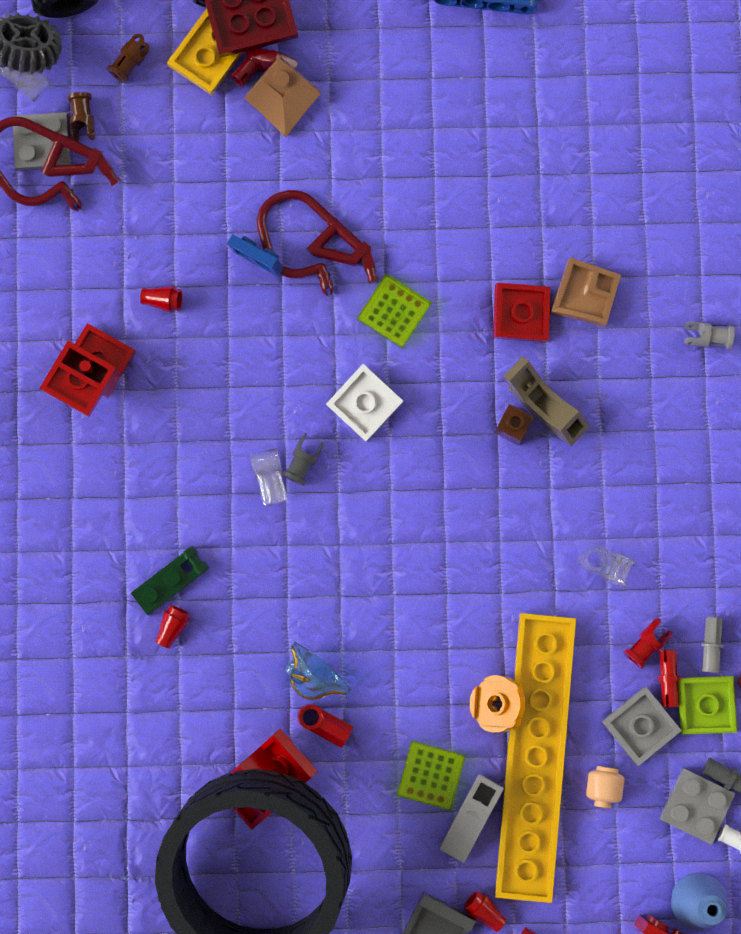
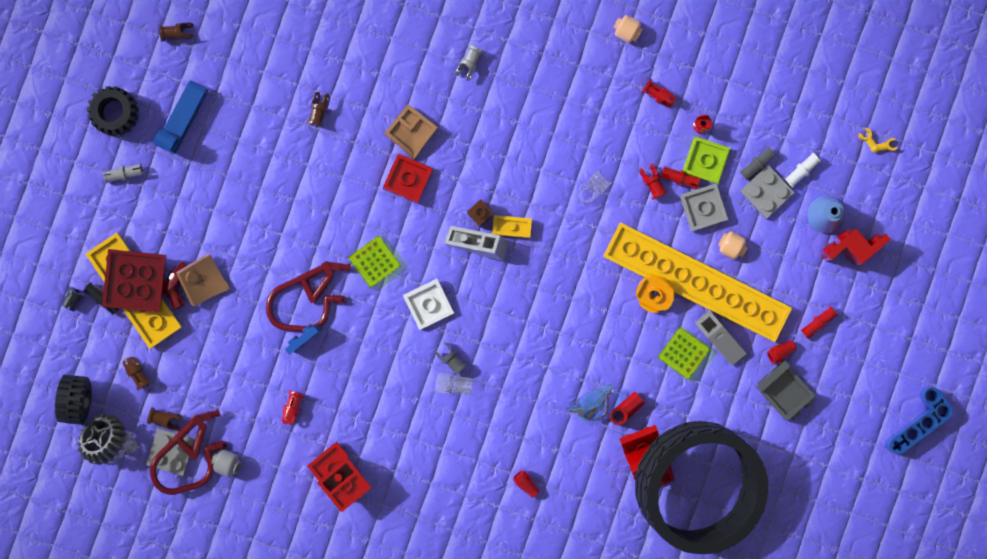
camera: 65 degrees left, 5 degrees up
(52, 217) = (226, 463): none -> light grey head
(159, 275) = (291, 409): none -> red piece
(163, 298) = (308, 410): red cone -> none
(169, 581) = (496, 474): dark green plate -> none
(472, 437) = (477, 242): none -> slope
(512, 474) = (512, 226): none -> yellow plate
(544, 404) = (474, 187): dark tan arch -> none
(566, 162) = (318, 110): none -> piece
(712, 644) = (669, 141): light grey axle -> none

